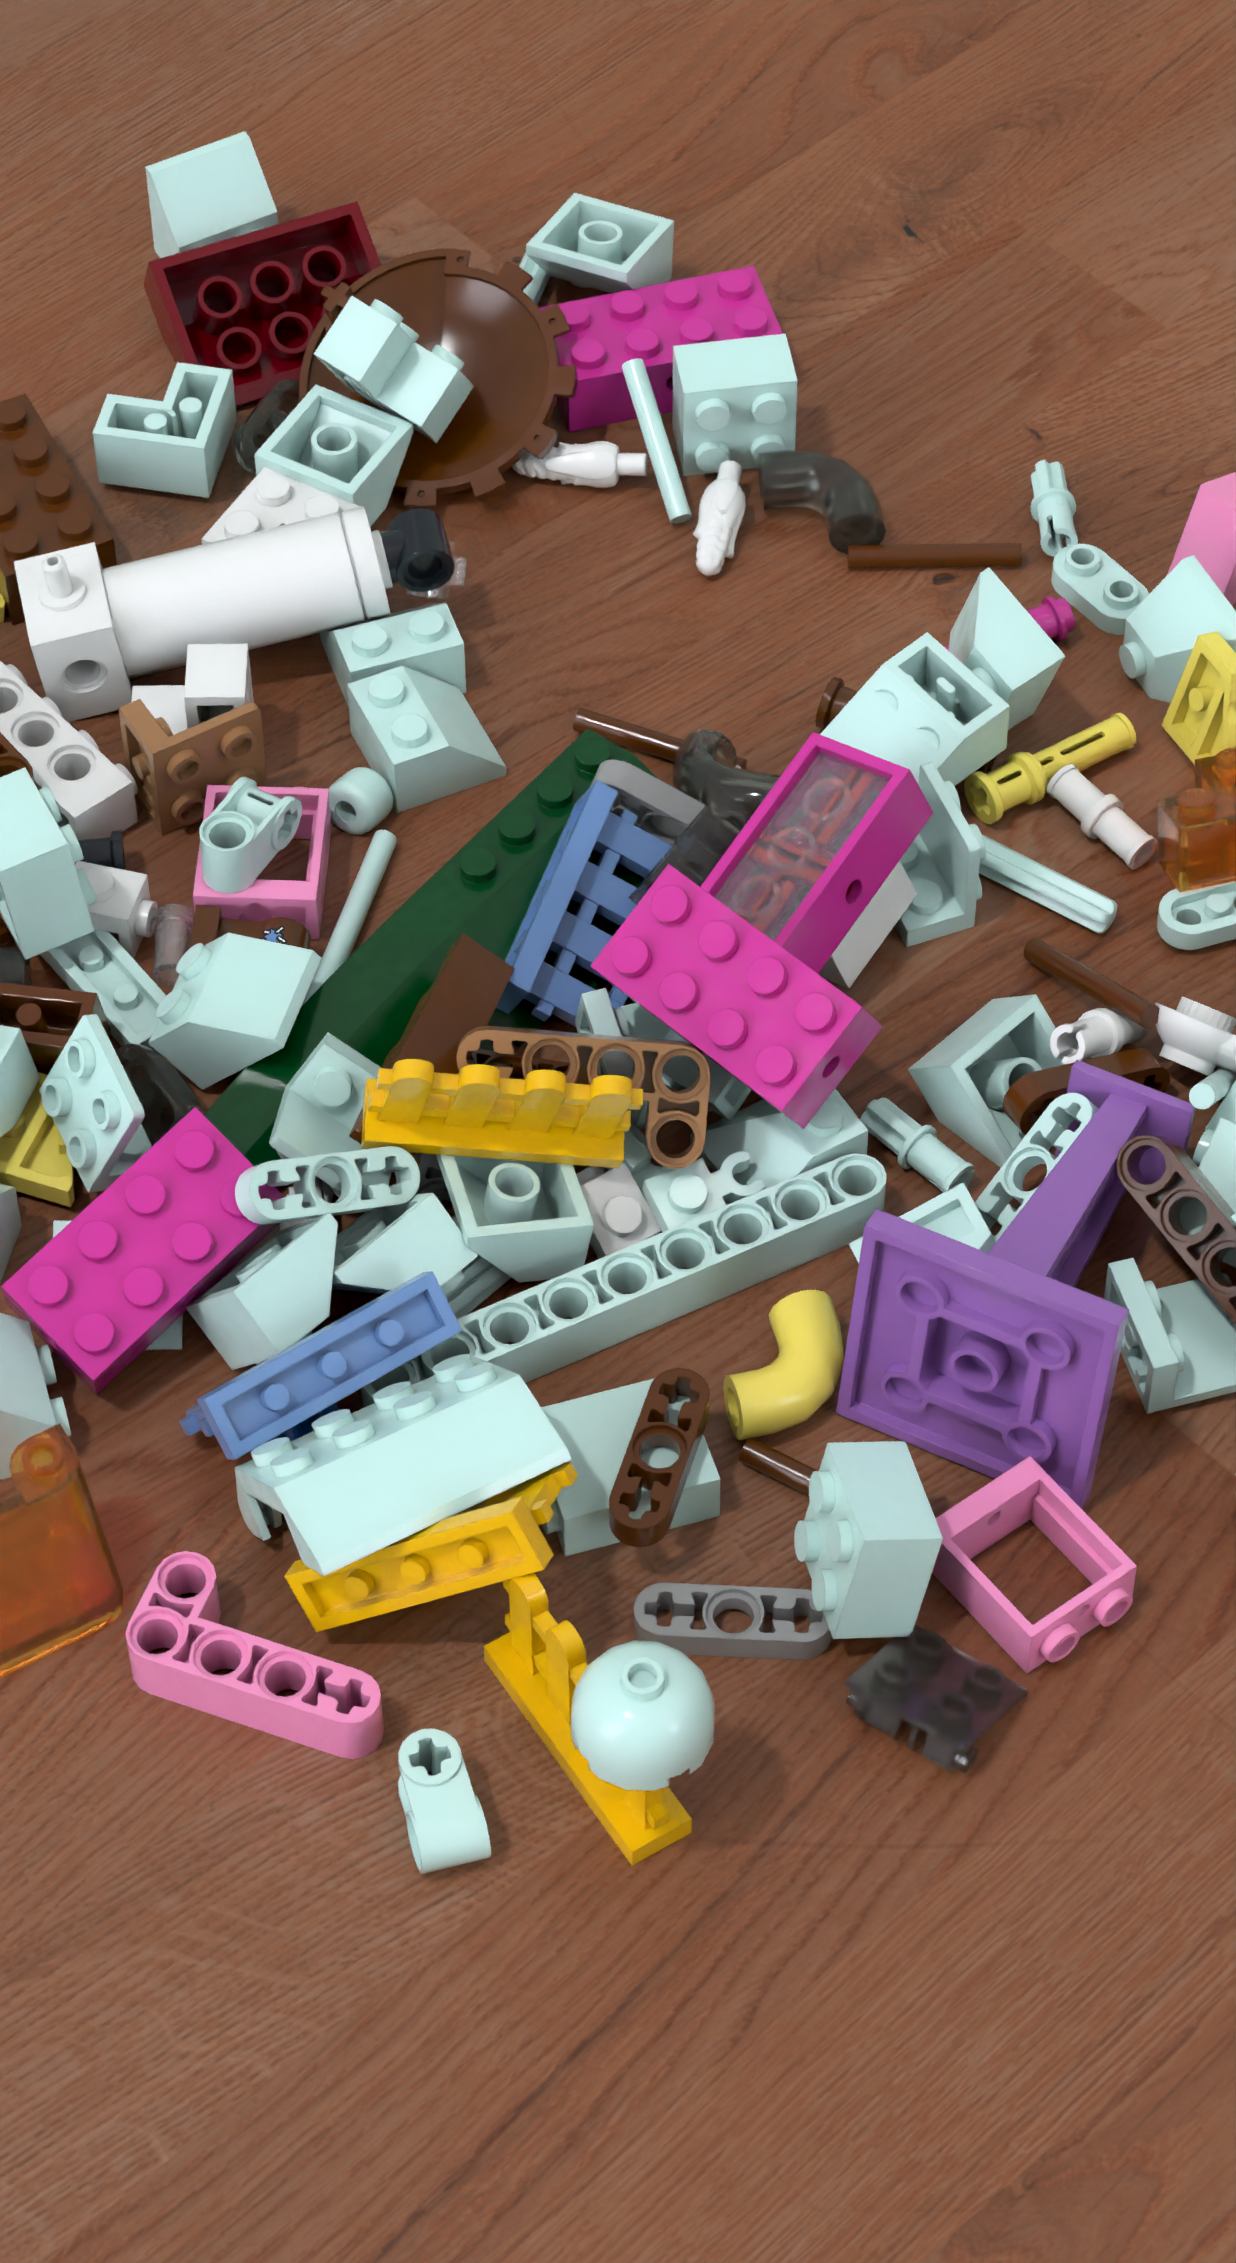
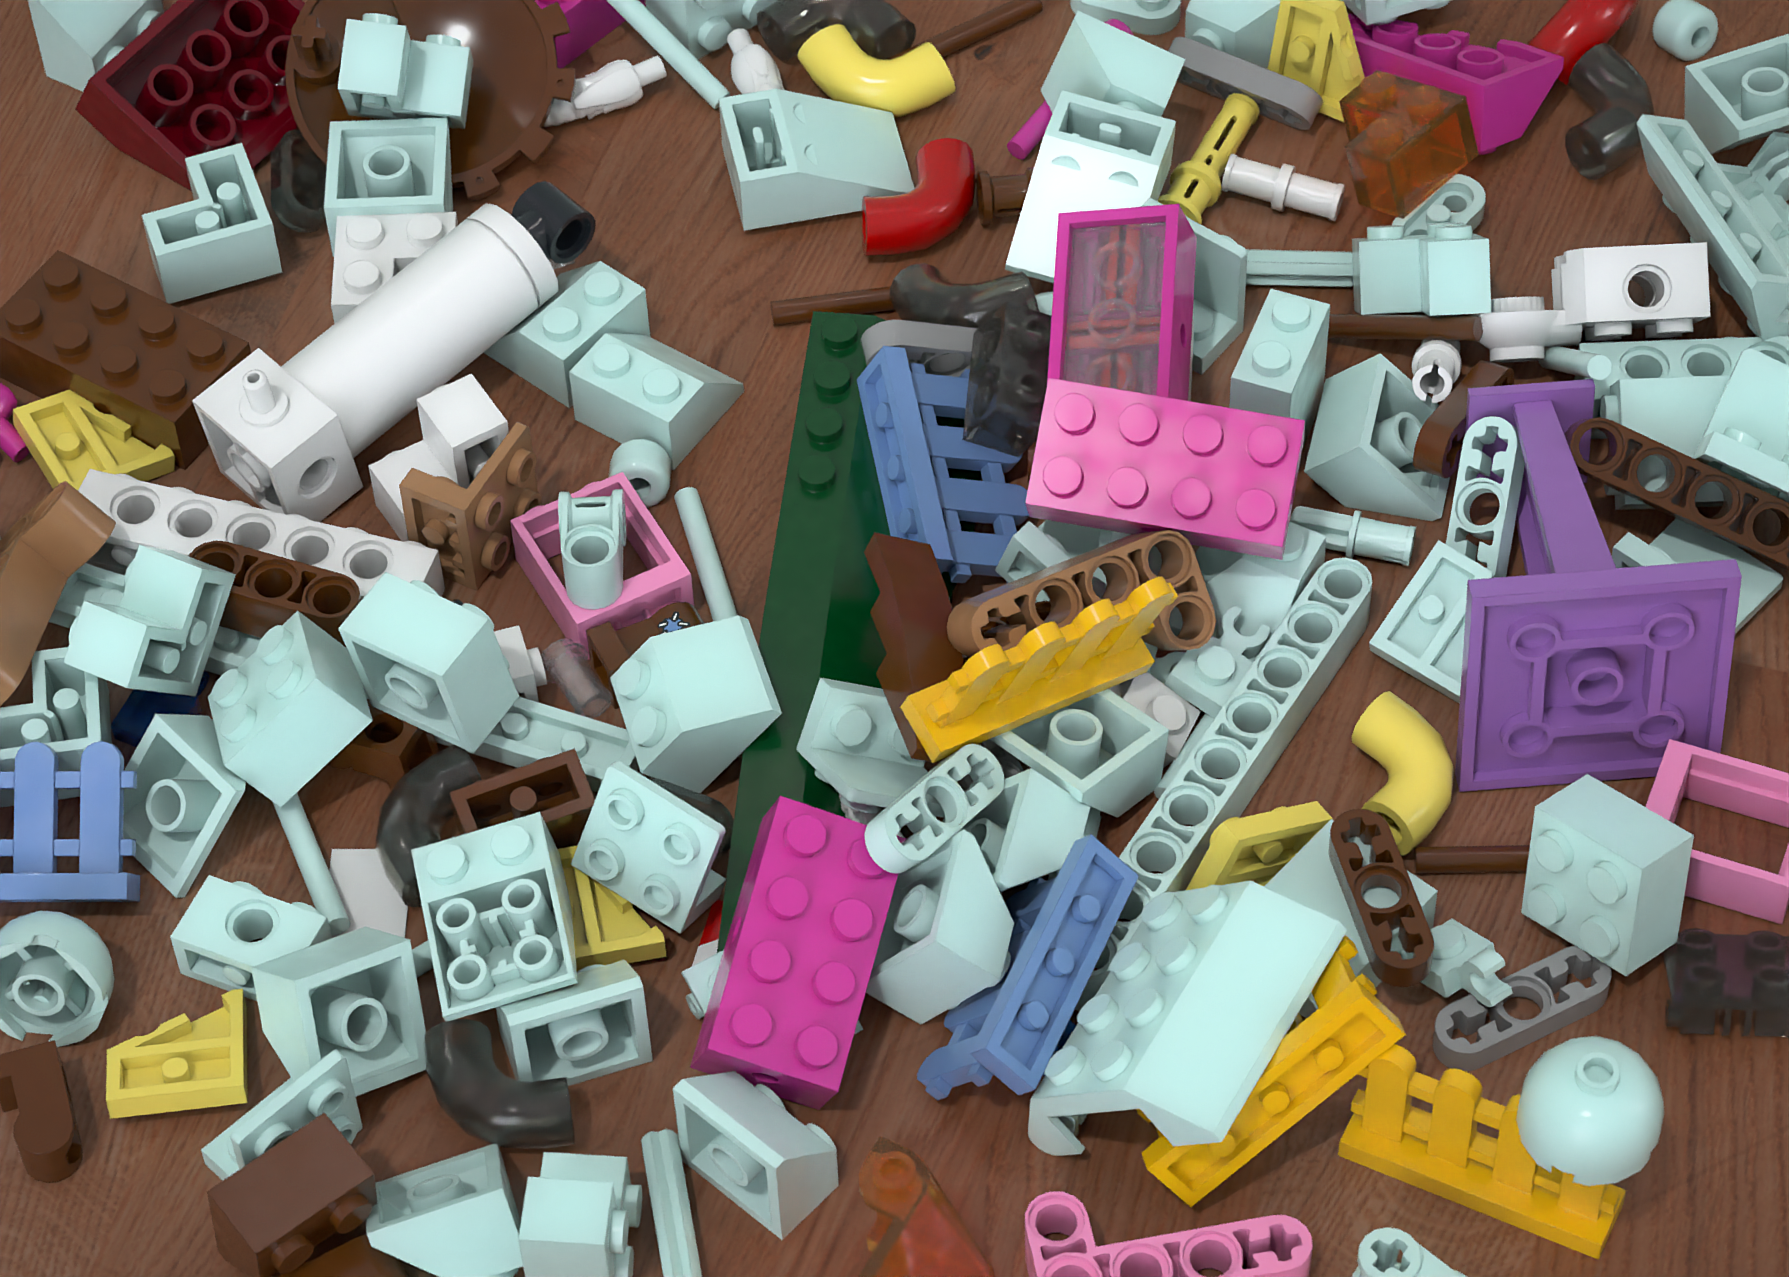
camera: 30 degrees left, 0 degrees up
(590, 1361) = (1258, 845): none -> light yellow wing
(702, 1547) = (1464, 962): none -> light aqua plate
(705, 598) = (807, 156): none -> light aqua slope
(771, 692) = (929, 211): none -> red cylinder
(812, 561) = (887, 85): none -> light yellow cylinder
(929, 978) = (1284, 359): none -> light aqua brick
(1133, 701) = (1225, 74): none -> light grey beam
(1149, 946) = (1422, 273): none -> light aqua brick

